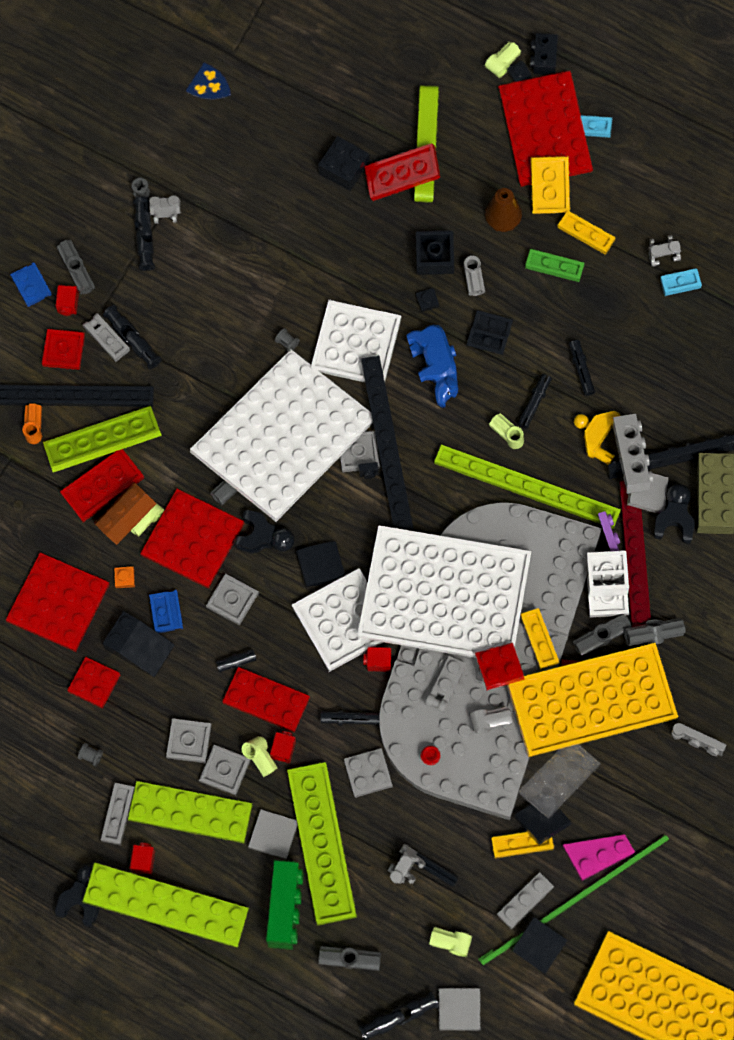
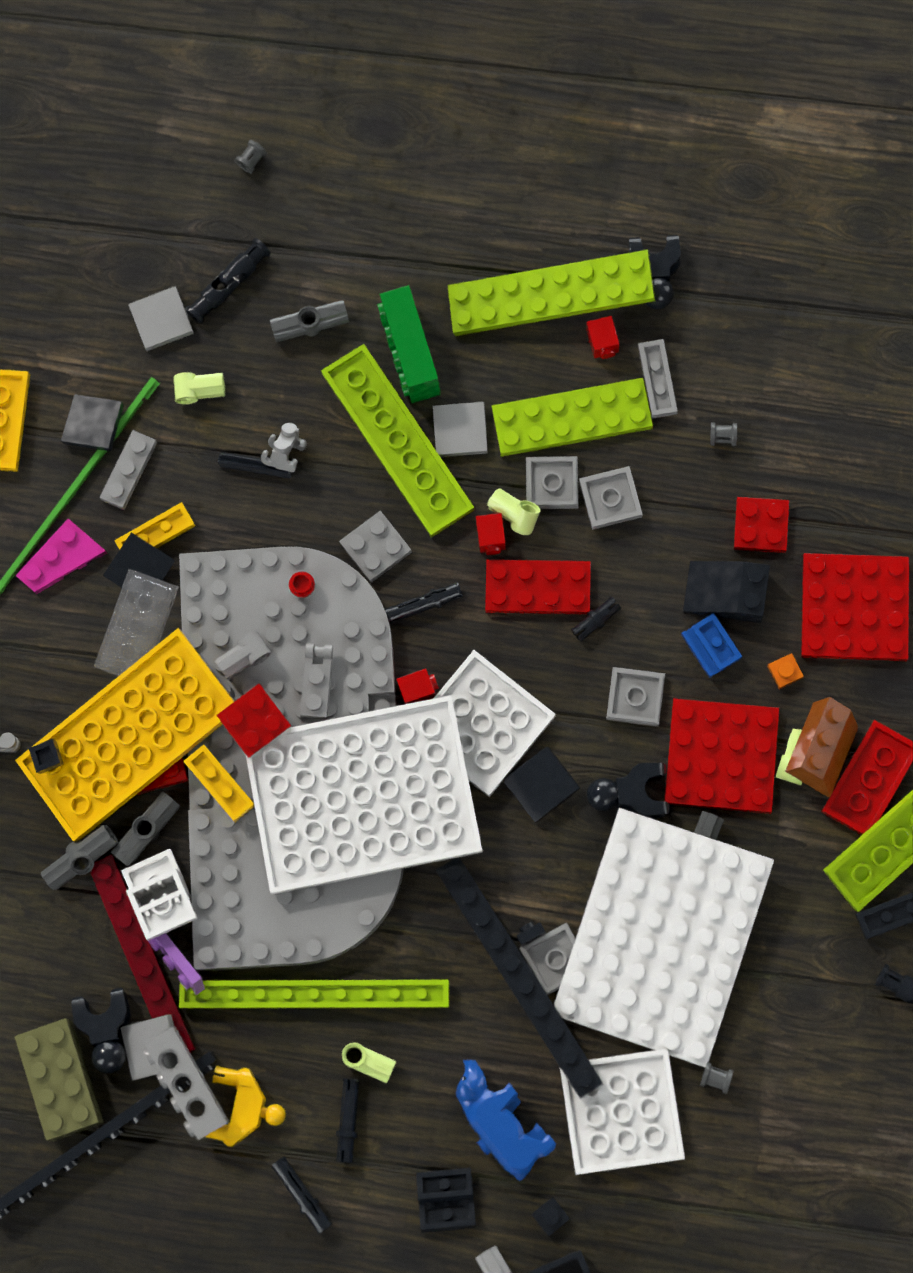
camera: 165 degrees right, 5 degrees up
(654, 705) = (46, 756): none -> black plate

